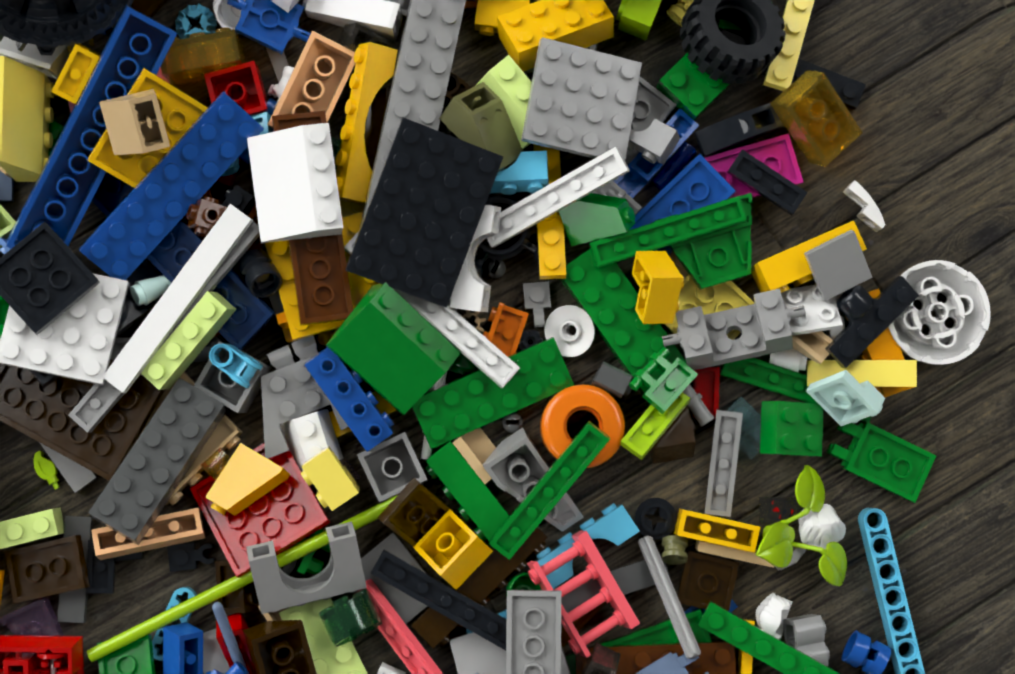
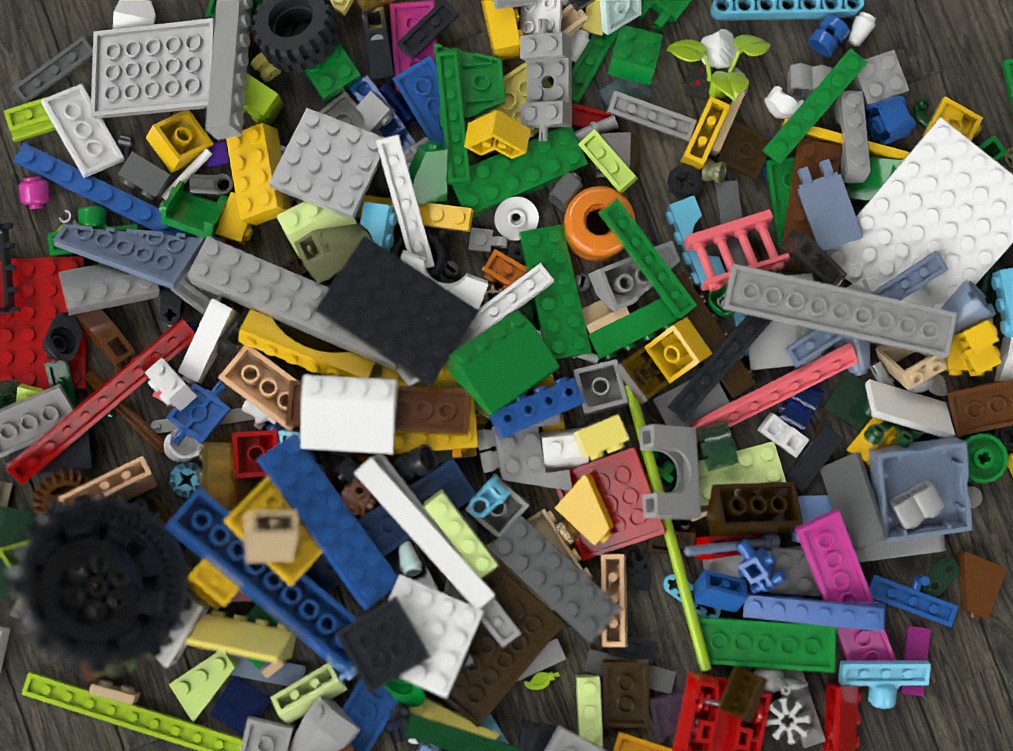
camera: 80 degrees left, 0 degrees up
(669, 385) = (580, 141): plate -> none
(669, 597) = (753, 181): light grey axle -> none

